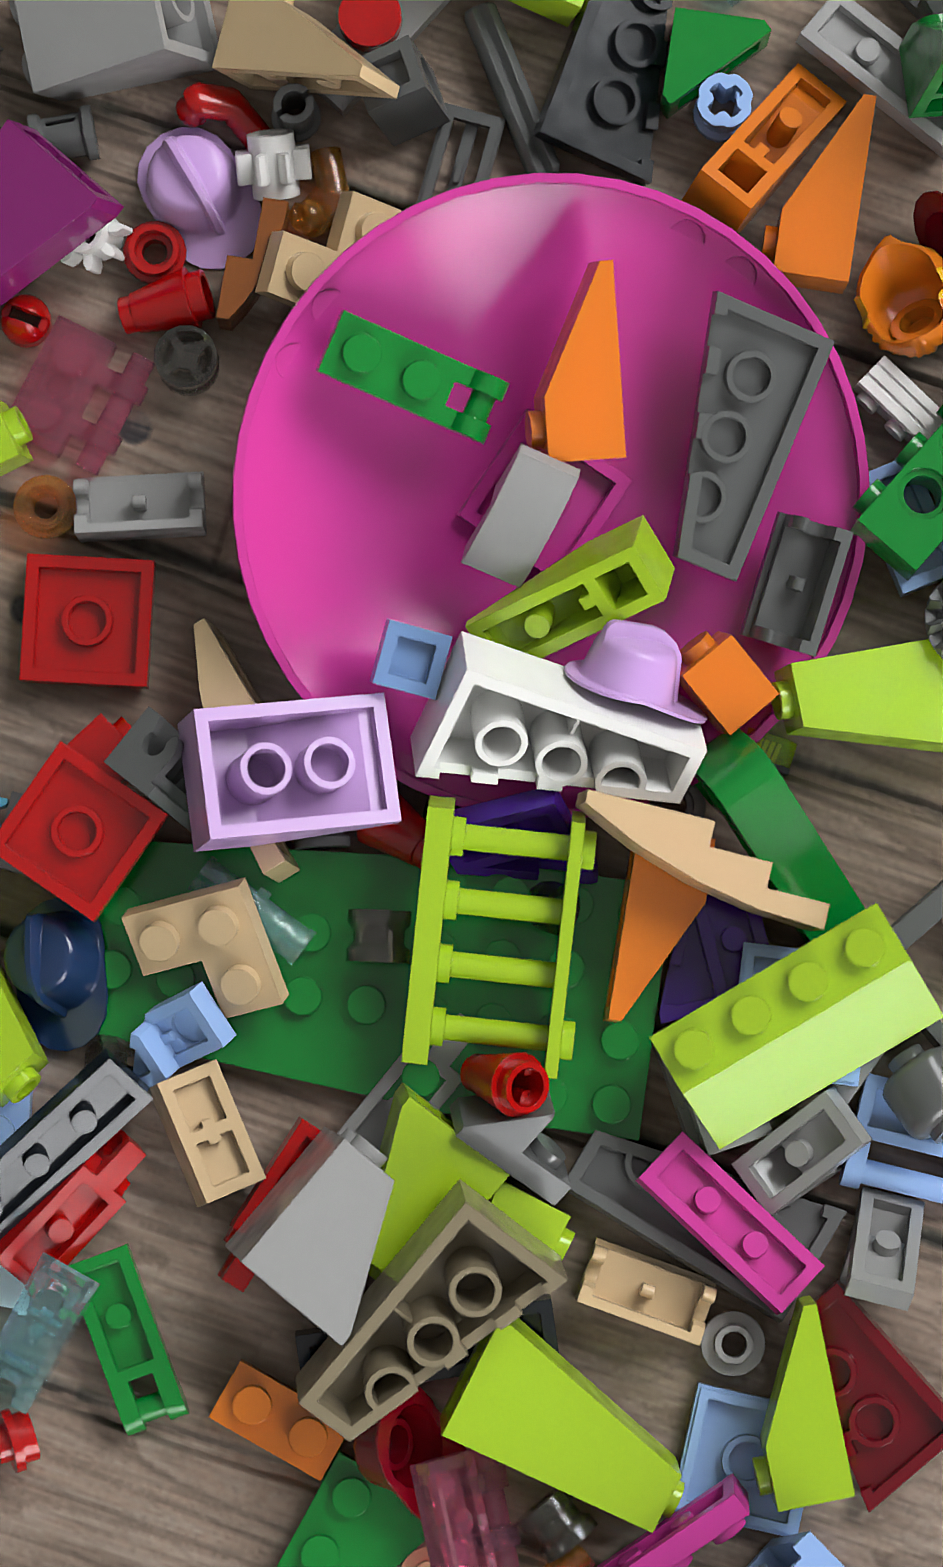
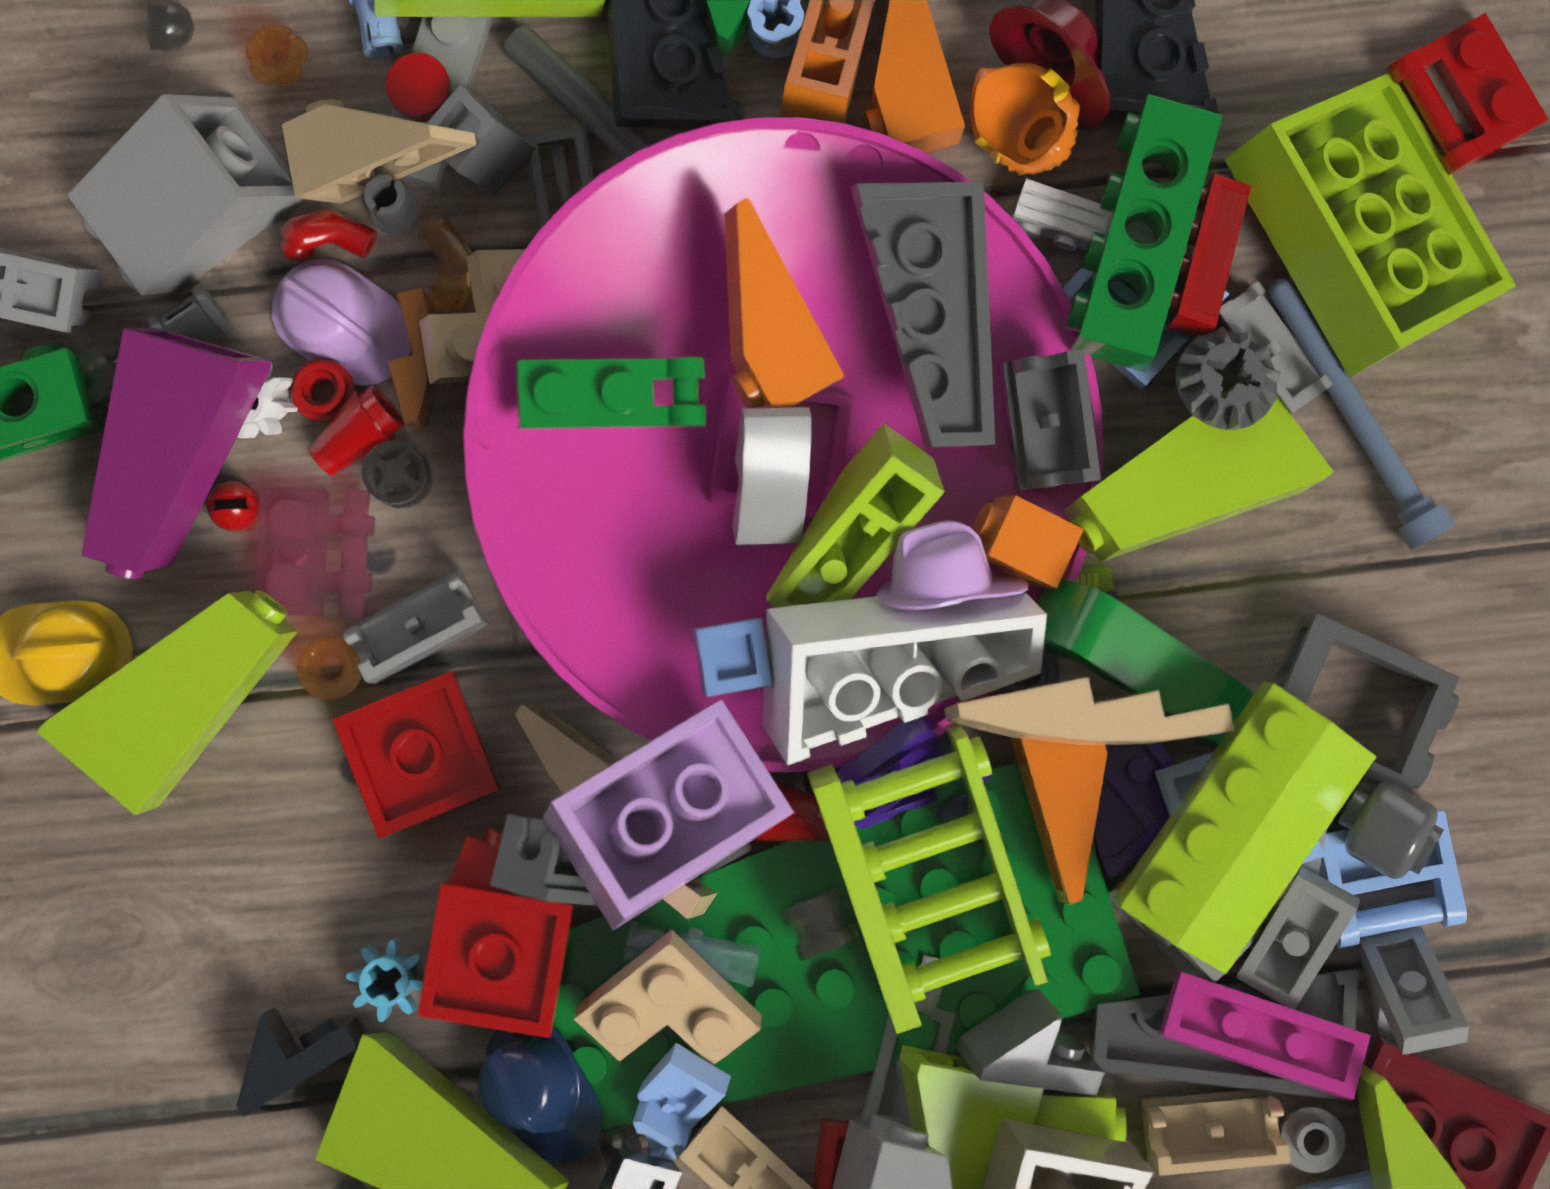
camera: 25 degrees left, 0 degrees up
(273, 164) = (392, 260): white gear -> none
(507, 1081) = (1002, 1005): red cone -> none

